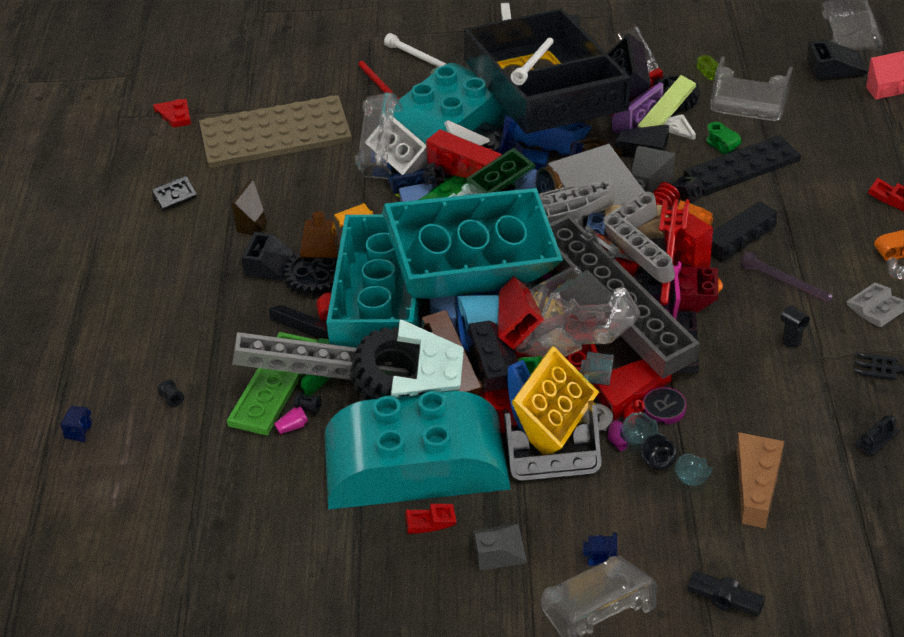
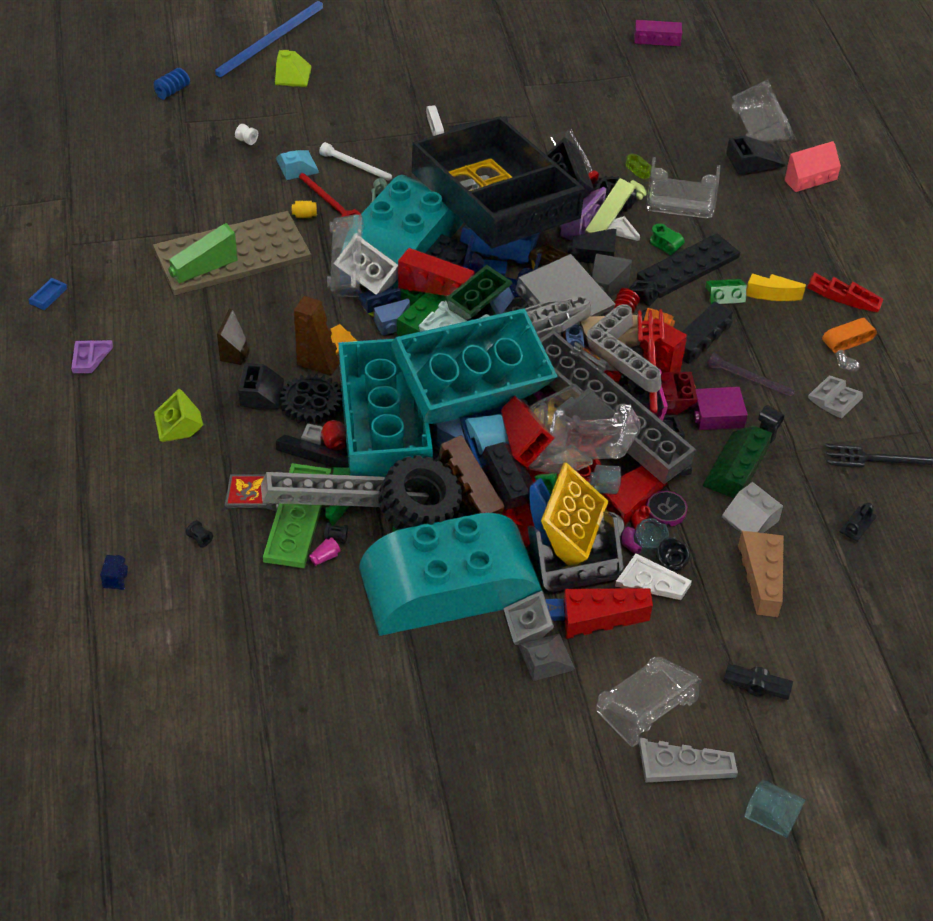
camera: 15 degrees left, 5 degrees up
(88, 160) = (47, 294): none -> blue tile
(110, 218) = (89, 355): none -> medium lavender wing
(173, 193) = (148, 325): bracket -> none
(174, 112) = (124, 236): red wing -> none
(179, 281) = (177, 418): none -> lime slope
(222, 359) = (245, 492): none -> flag
(242, 130) = (205, 255): none -> bright green slope
(308, 306) = (312, 434): none -> light grey tile
(316, 23) = (247, 134): none -> white wheel
(319, 238) = (311, 365): reddish brown torso -> none
(323, 195) = (313, 337): none -> reddish brown wedge
(354, 94) = (304, 209): none -> yellow brick
(359, 50) = (295, 163): none -> medium azure slope
(433, 175) = (407, 293): black gear -> none
(436, 518) = (482, 635): red slope -> none
(438, 363) = (463, 488): light aqua wing -> none
(465, 133) = (430, 249): white tile -> none
(487, 505) = (529, 618): none -> light grey slope
(517, 498) = (556, 609): none -> blue tile
(520, 75) = (482, 191): white piece -> none
(547, 180) = (520, 296): tile -> none
(571, 501) = (604, 608): none -> red wedge
(600, 548) = (640, 651): clear blue brick -> none
(631, 475) = (647, 574): none -> white wing
(692, 470) = (706, 568): clear light blue hair -> none
(705, 90) = (640, 190): none -> yellowish green arm
(743, 308) = (719, 408): none -> magenta brick
(754, 364) = (738, 461): none -> dark green slope
(758, 413) = (753, 510): none -> light grey slope
(777, 192) = (726, 291): none -> green bracket
(830, 192) = (775, 288): none -> yellow slope

